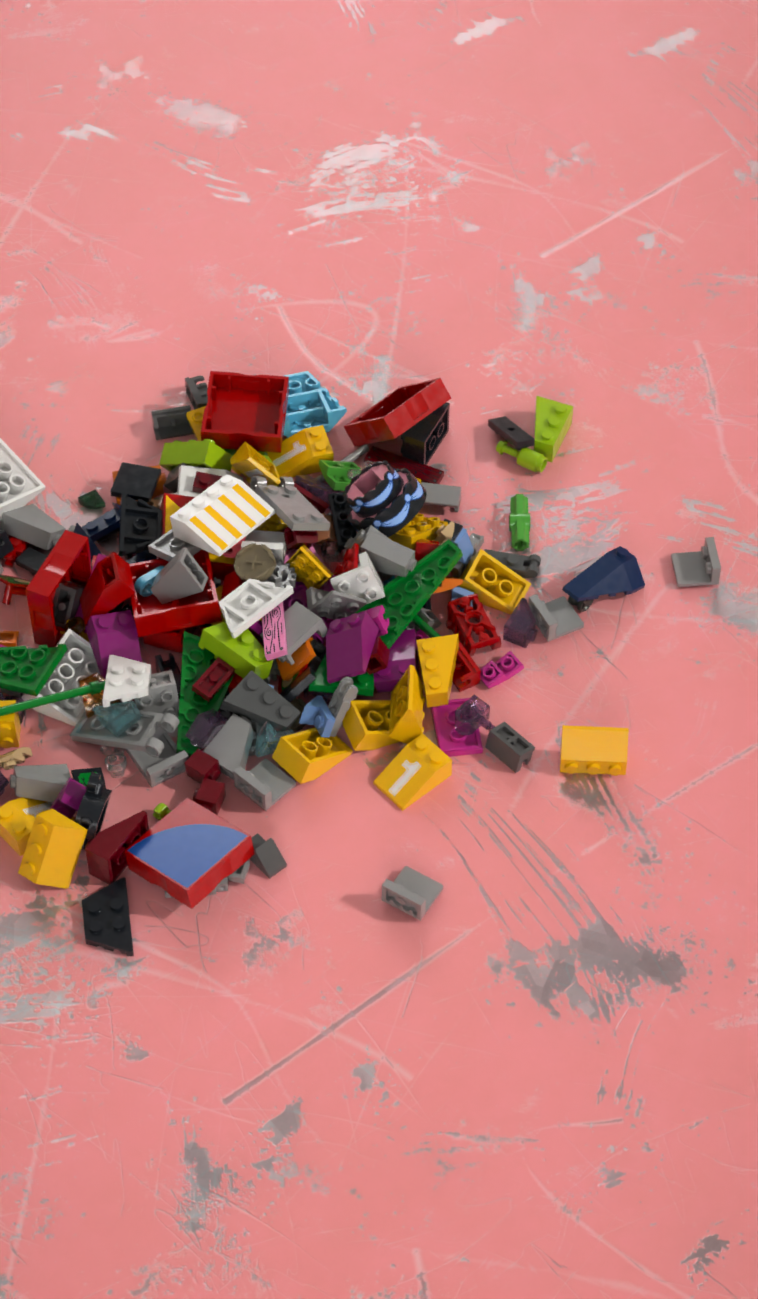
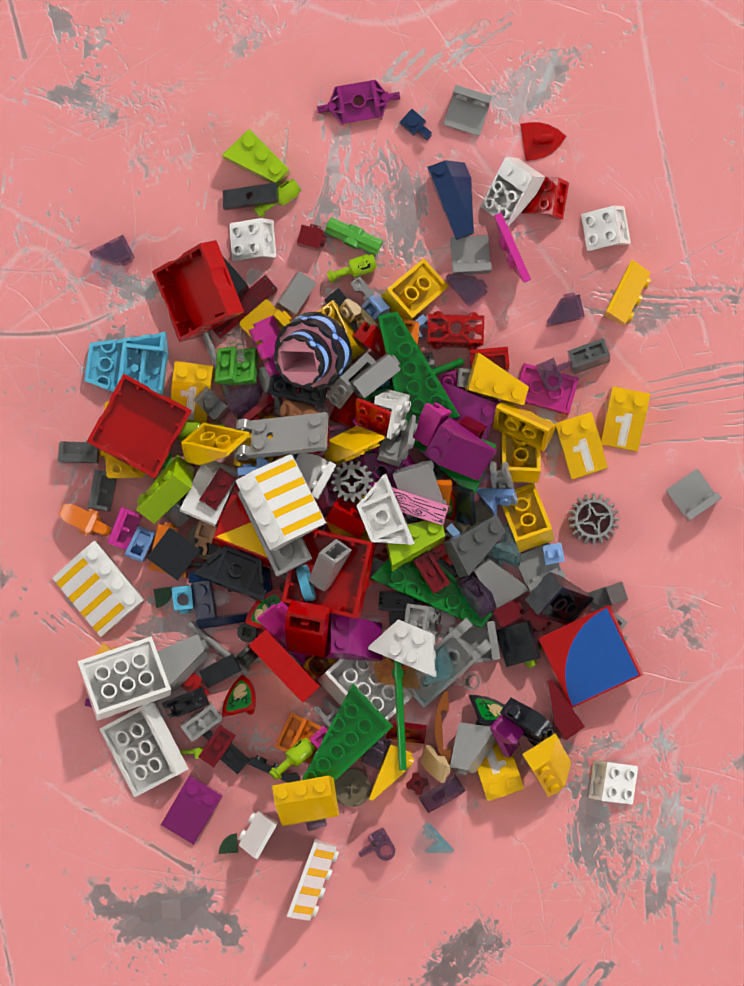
camera: 65 degrees left, 35 degrees up
(38, 729) = (413, 732): none -> dark red plate
(60, 933) = (613, 782): none -> white bracket
(78, 748) = (443, 705): none -> dark orange slope
(79, 451) = (98, 588): none -> white slope
(94, 508) = (176, 593): none -> medium azure brick
(108, 918) = (614, 739): black wing -> none
(127, 455) = (140, 544): none -> medium blue slope
(137, 418) = (86, 521): none -> orange hinge
(143, 449) = (124, 528): none -> dark pink hinge
(174, 788) = (518, 643): none -> black tile
(238, 795) = (558, 599): none -> black slope
(254, 562) = (341, 494): dark tan tile -> none
(285, 786) = (553, 553): none -> light blue tile
(296, 463) = (212, 405): none -> dark grey slope
(341, 802) = (590, 510): none -> light grey gear
(403, 361) = (114, 252): none -> clear purple slope
(463, 801) = (625, 418): none -> yellow slope
(474, 453) = (252, 239): none -> white bracket
(492, 534) = (357, 267): none -> lime piece
(499, 490) = (311, 237): none -> dark red brick
(500, 671) = (504, 326): dark pink slope -> none
(517, 562) = (392, 265): dark grey plate -> none
(545, 711) = (567, 310): none -> clear purple slope
(580, 638) = (507, 244): none -> dark pink wing
(642, 622) = (512, 189): none -> white slope
(652, 657) = (549, 199): none -> red bracket
(654, 718) = (605, 227): none -> white bracket
(656, 534) = (414, 123): none -> dark blue plate
(657, 495) = (344, 109): none -> magenta plate
(705, 637) = (540, 139): none -> red shield

